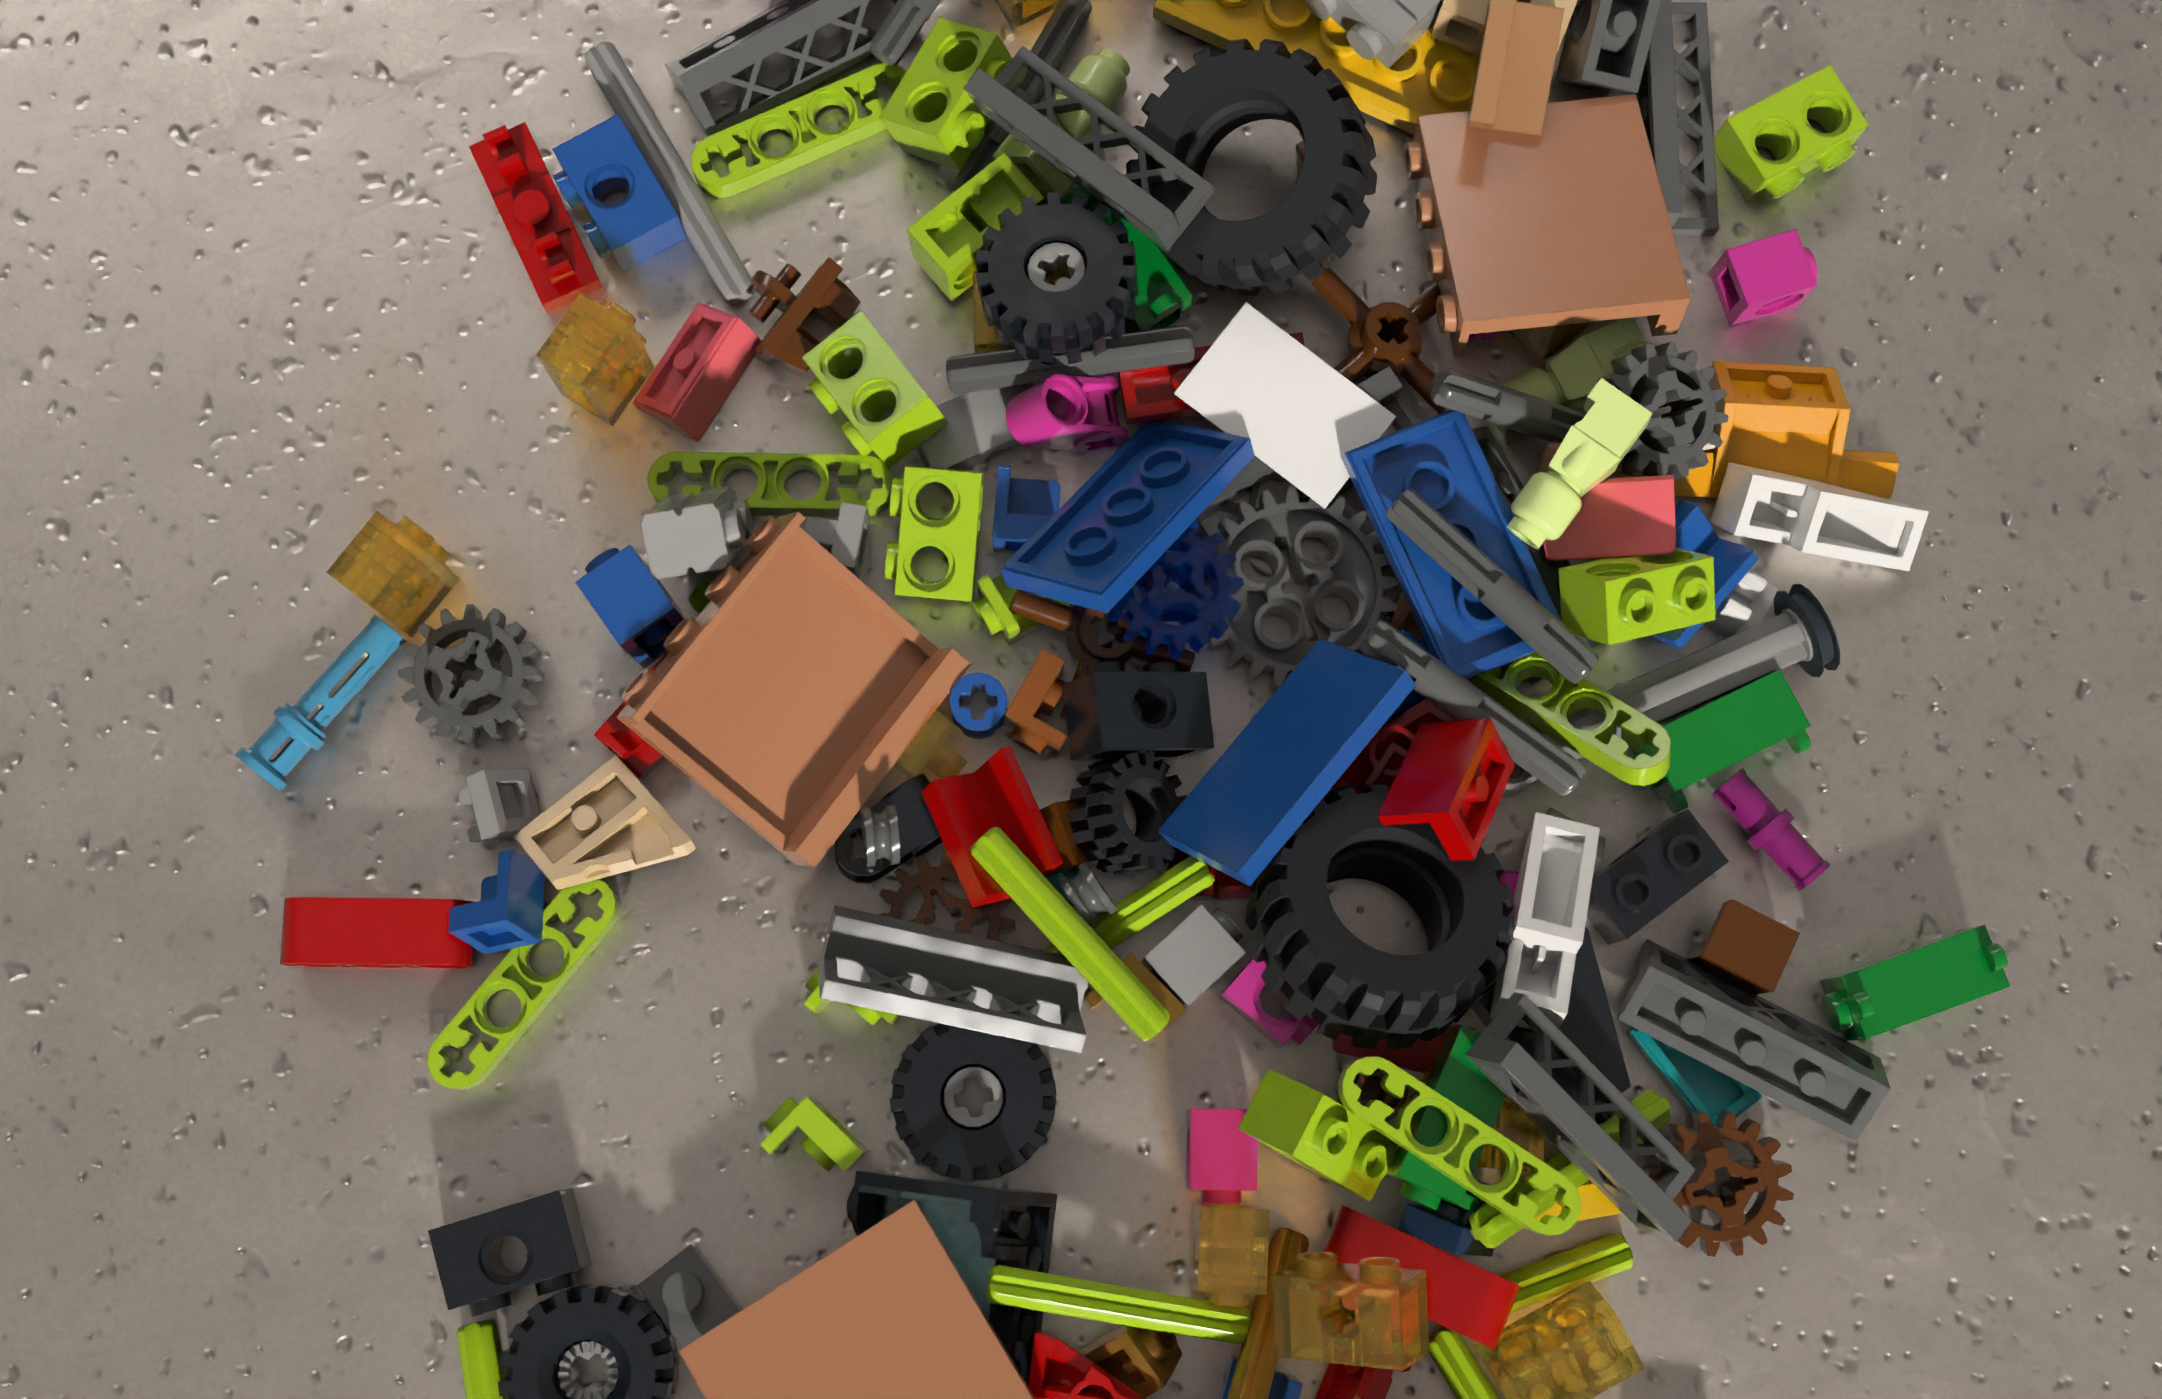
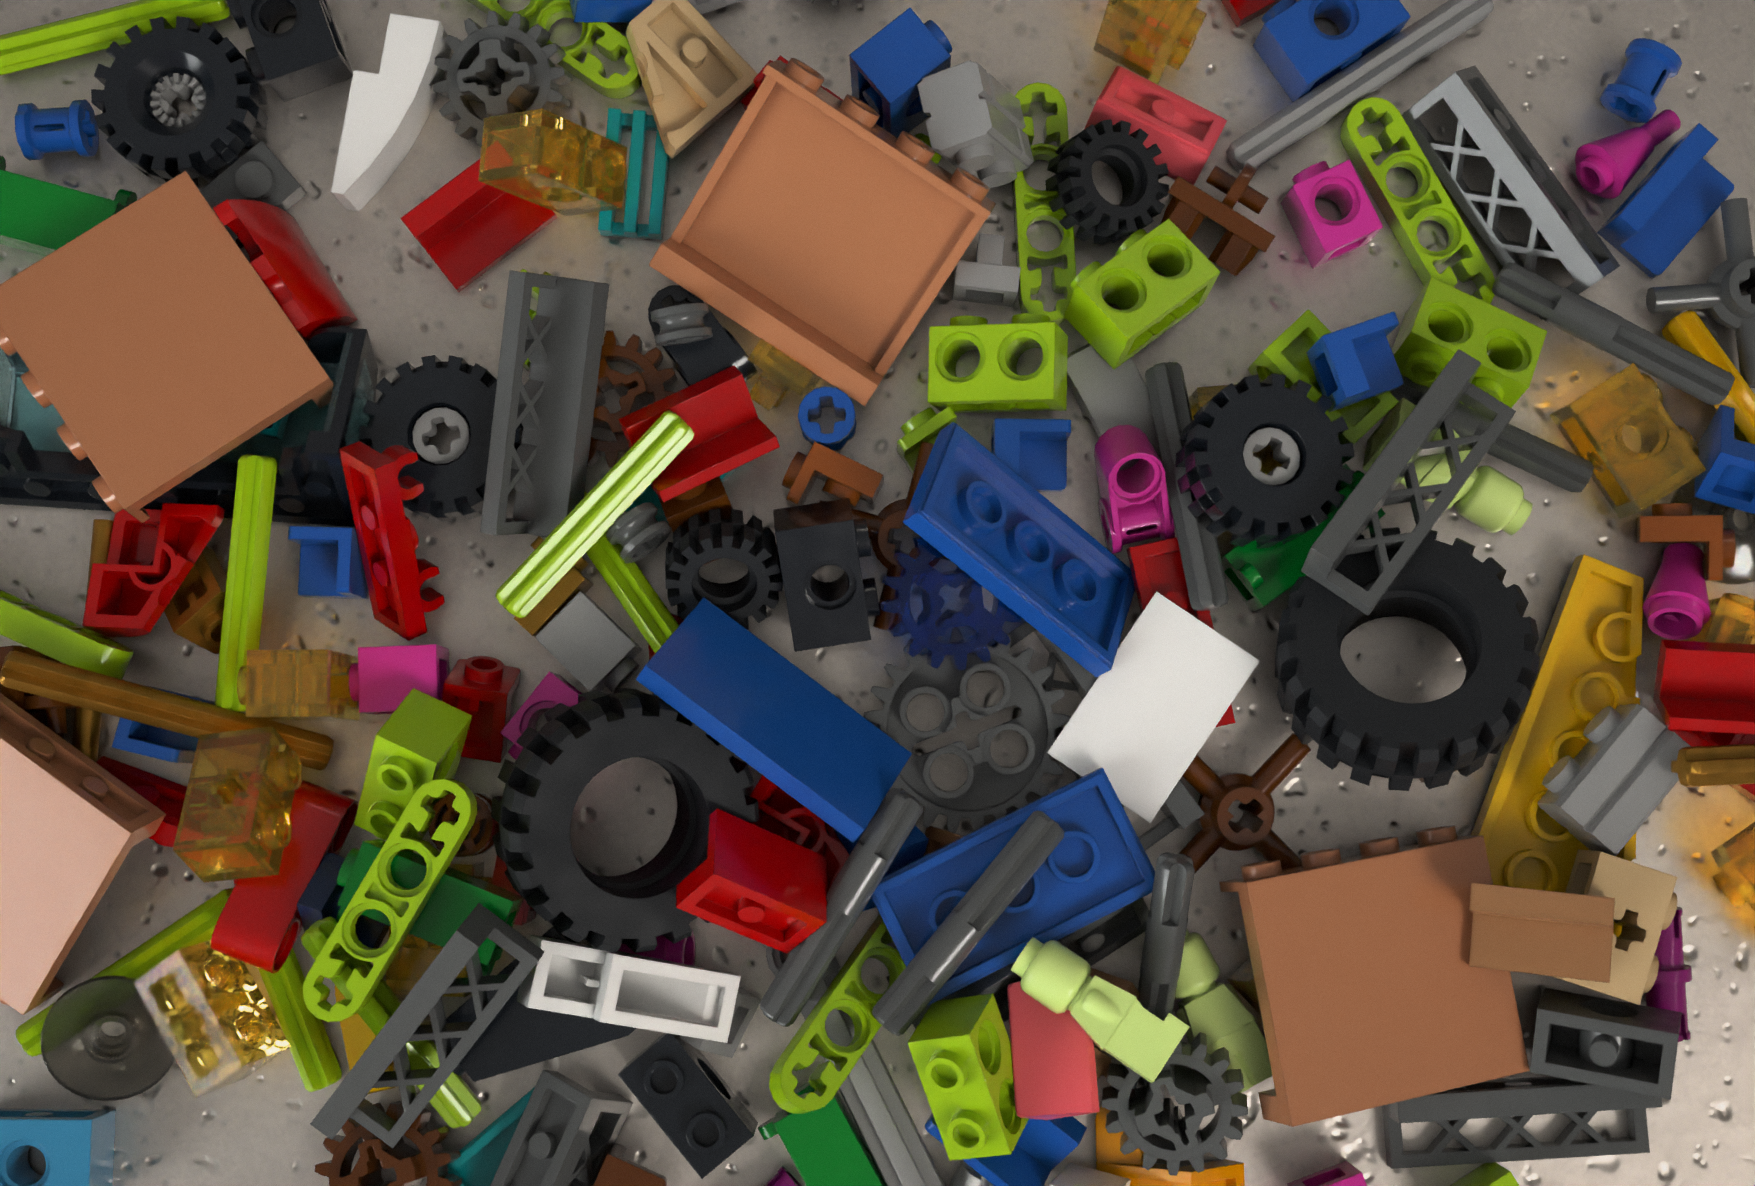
camera: 90 degrees right, 5 degrees up
(568, 1023) = (495, 55): none -> dark grey gear
(613, 1143) = (388, 108): none -> white slope
(651, 883) = (639, 123): none -> teal tile
(697, 963) = (552, 162): none -> clear yellow brick
(741, 1053) = (473, 226): none -> red panel
(758, 388) = (1134, 169): none -> black tyre
(781, 1253) = (287, 264): none -> red slope
(808, 184) = (1327, 239): none -> dark pink brick
(826, 1137) = (405, 302): lime bracket -> none
(968, 186) = (1356, 362): none -> blue panel
(1079, 1150) = (389, 537): none -> red plate
(1096, 1223) = (329, 562): none -> blue panel
(1237, 1064) = (485, 691): none -> red bracket

